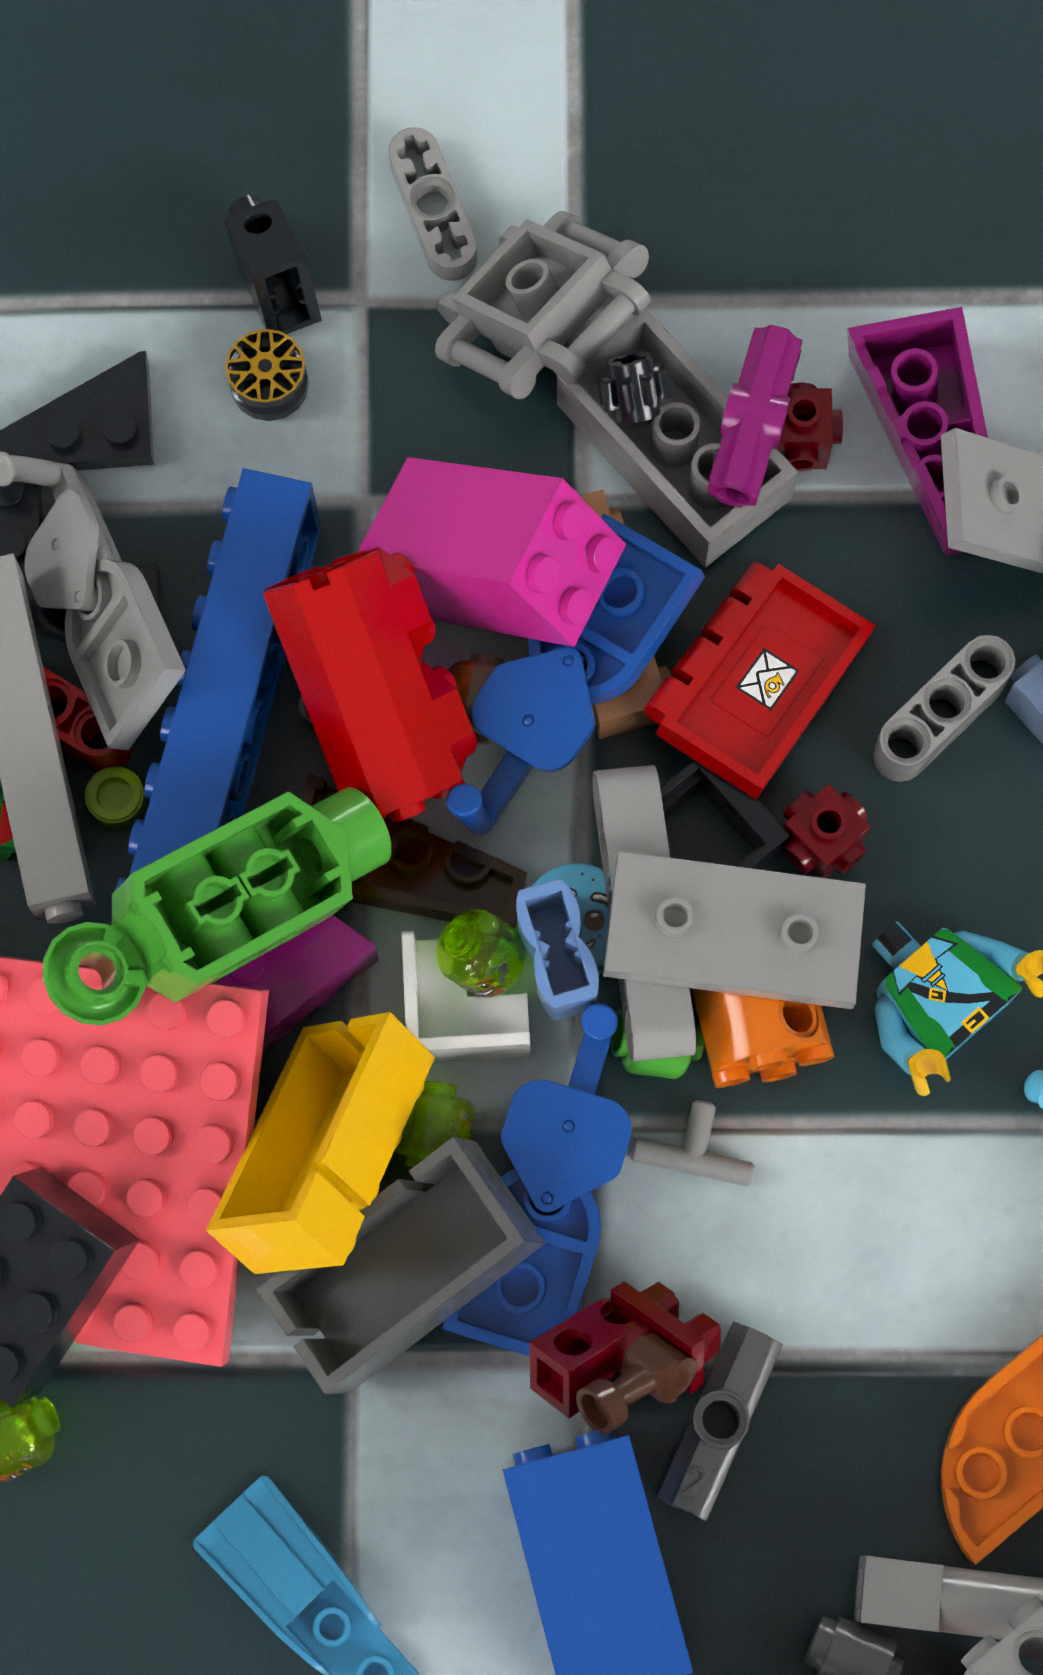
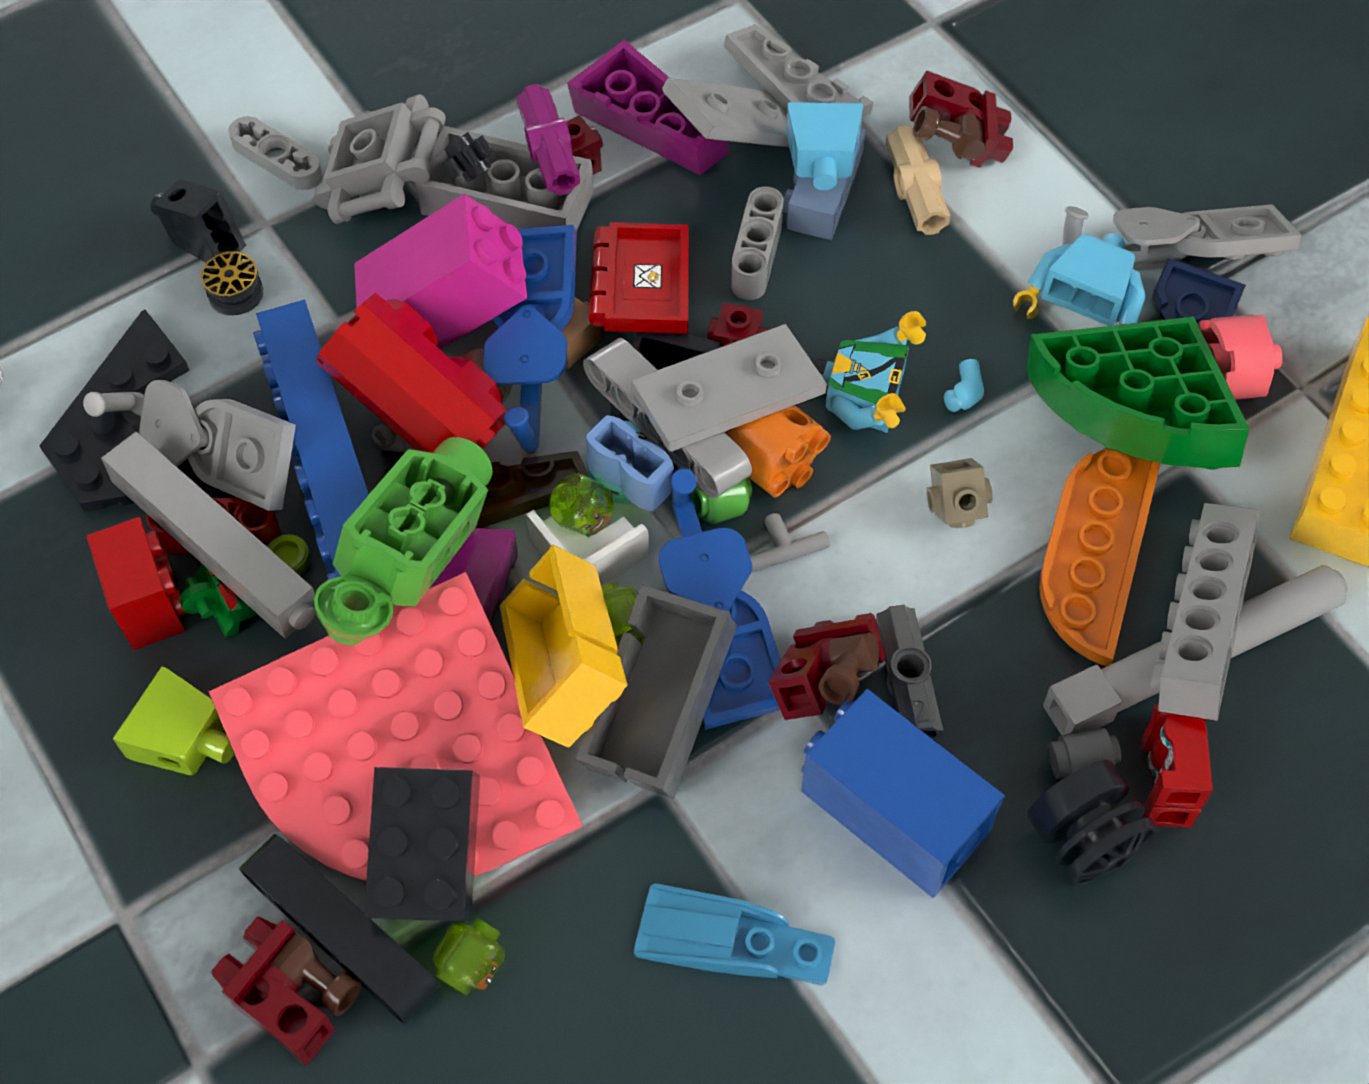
camera: 35 degrees left, 15 degrees down
(946, 1226) = (959, 492): none -> dark tan brick

